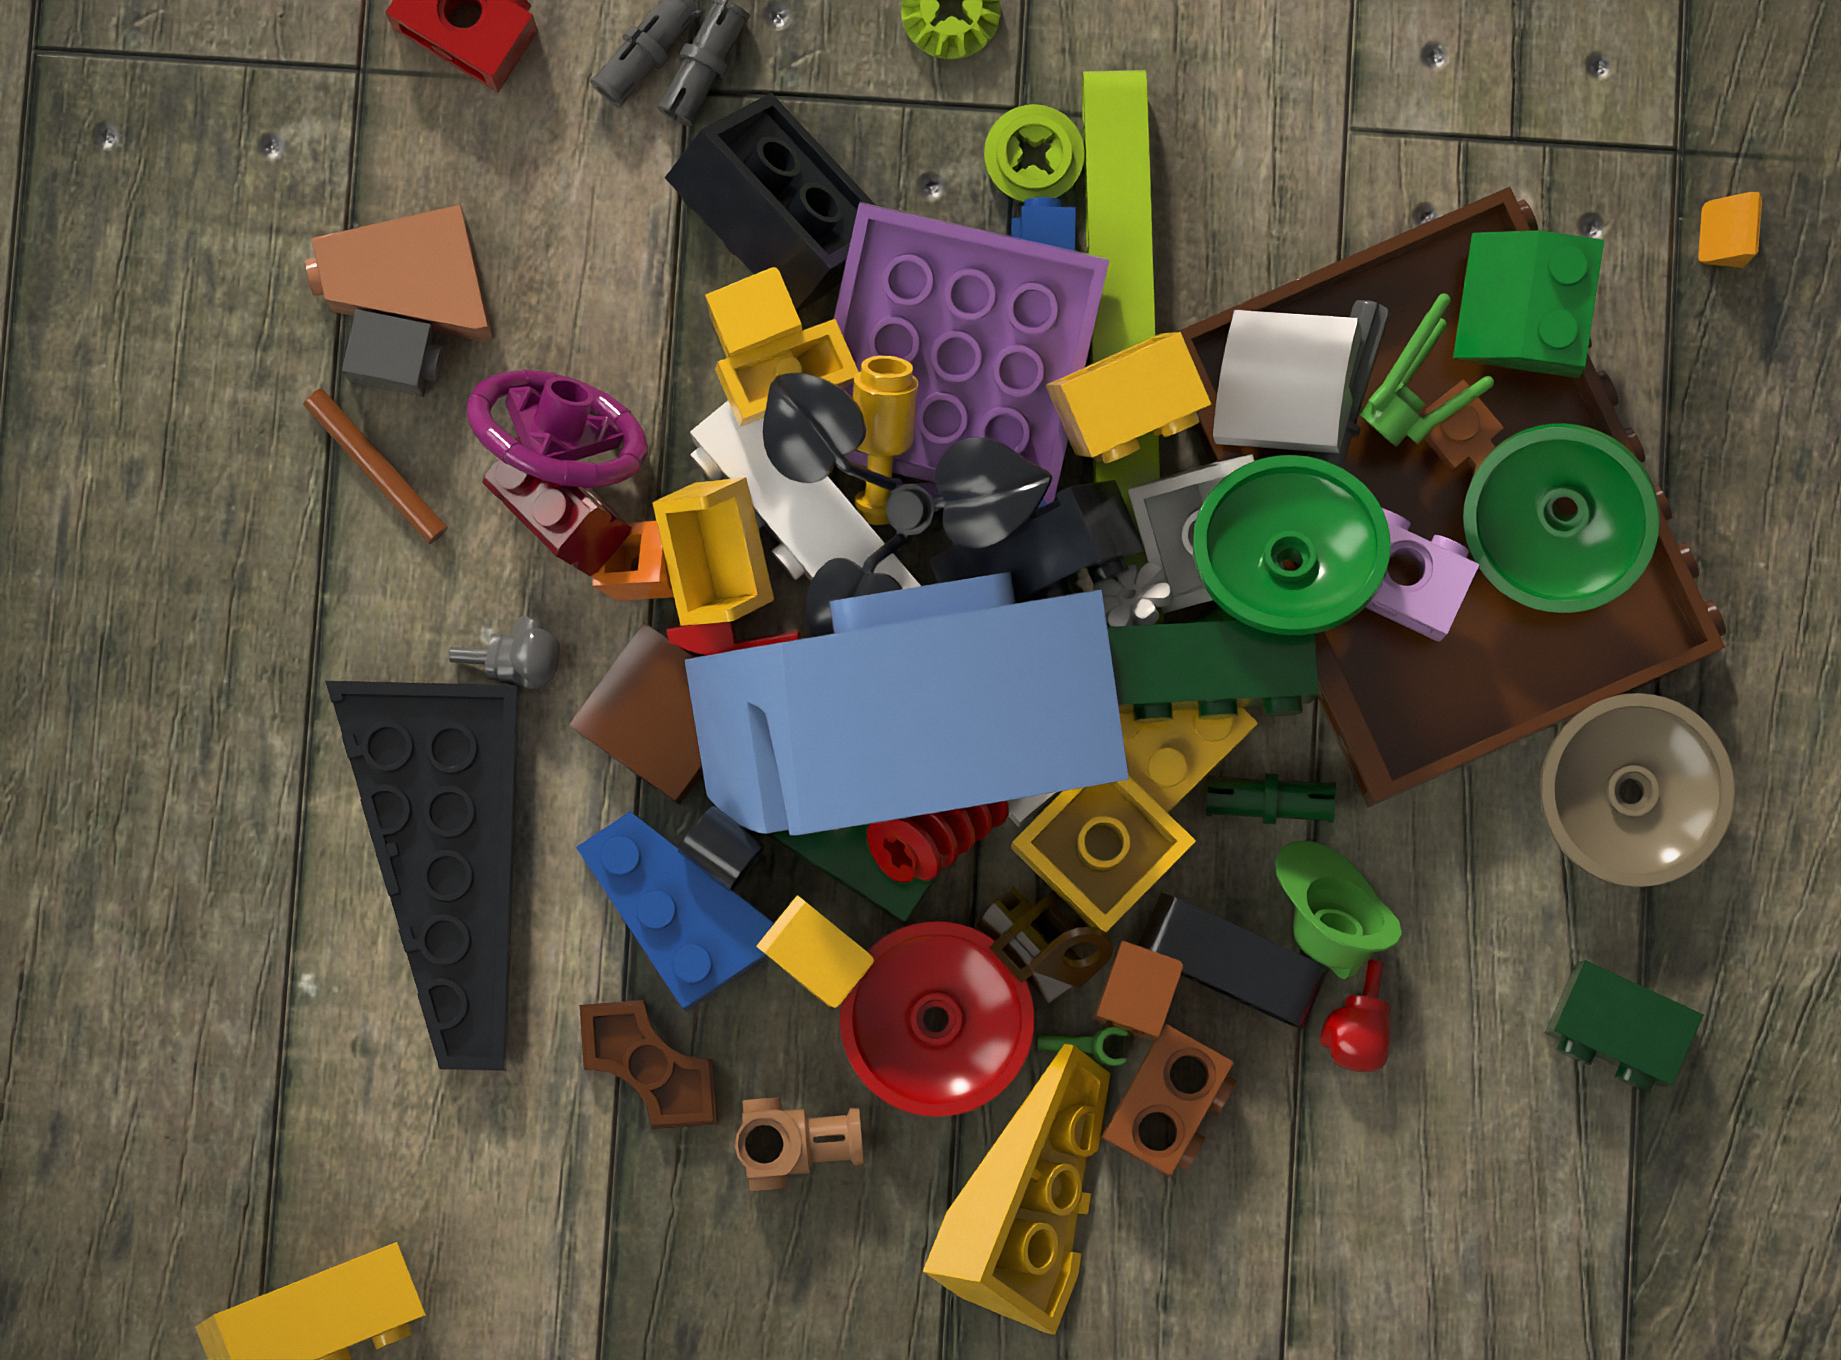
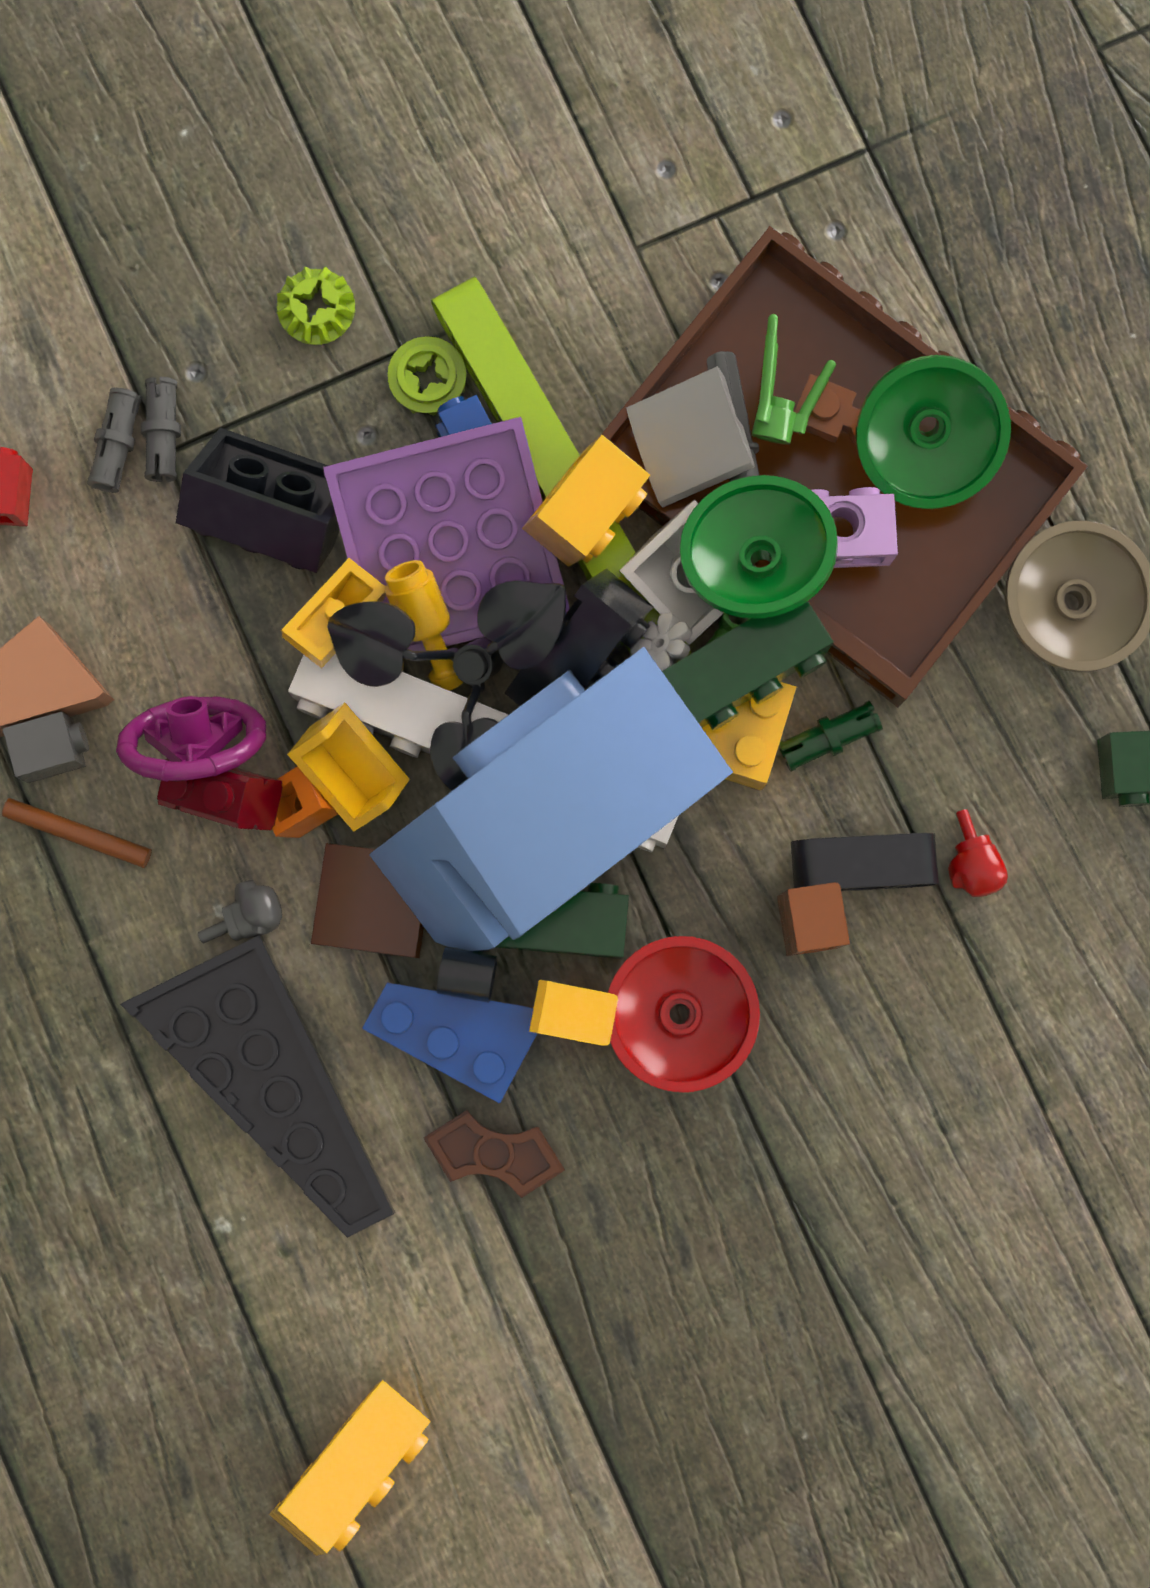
camera: 30 degrees left, 0 degrees up
(720, 638) = (386, 825): red slope -> none
(752, 312) = (287, 583): yellow panel -> none
(798, 1138) = (628, 1149): medium nougat connector -> none
(930, 841) = (613, 893): red piece -> none
(1017, 1216) = (810, 1125): yellow wedge -> none
(1038, 943) = (727, 920): dark brown piece -> none
(1088, 1044) = (792, 976): bright green hand -> none
(1102, 848) = (735, 833): yellow brick -> none
(1154, 1093) = (858, 984): dark orange brick -> none
(1336, 909) = (918, 790): bright green piece -> none
(1529, 301) = (829, 294): green slope -> none
(1730, 230) = (934, 181): light orange slope -> none

